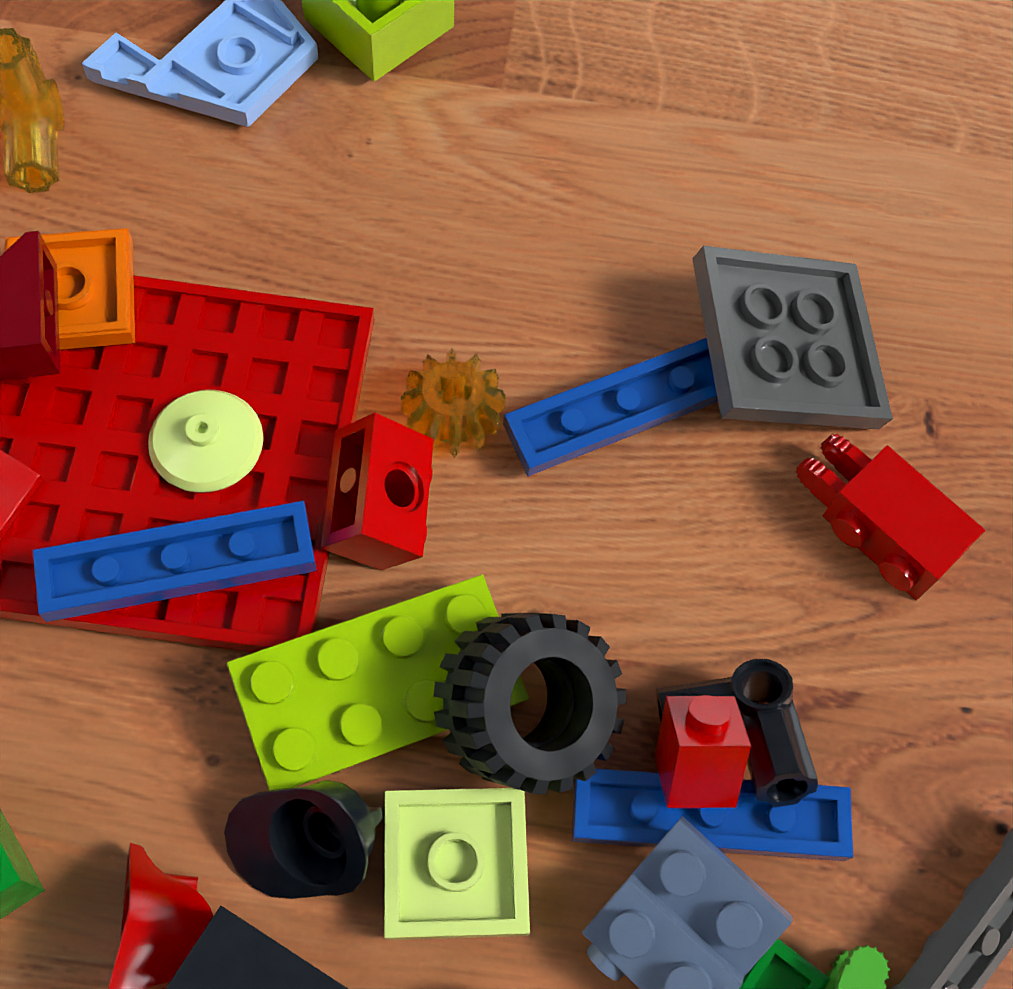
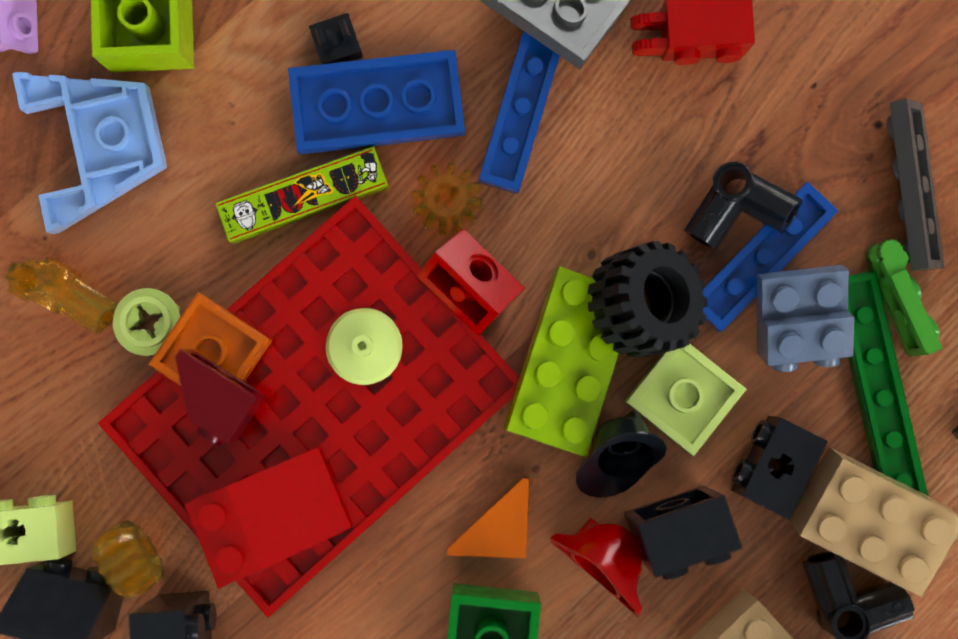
camera: 45 degrees left, 20 degrees up
(53, 200) = (130, 314): none -> yellowish green gear
(98, 774) = (500, 529): none -> orange tile
(172, 561) = (428, 414): blue plate -> none
(330, 266) = (301, 195): none -> tile
(496, 262) = (376, 102): none -> blue plate
(523, 182) = (336, 40): none -> black tile
(701, 751) = (740, 240): red brick -> none

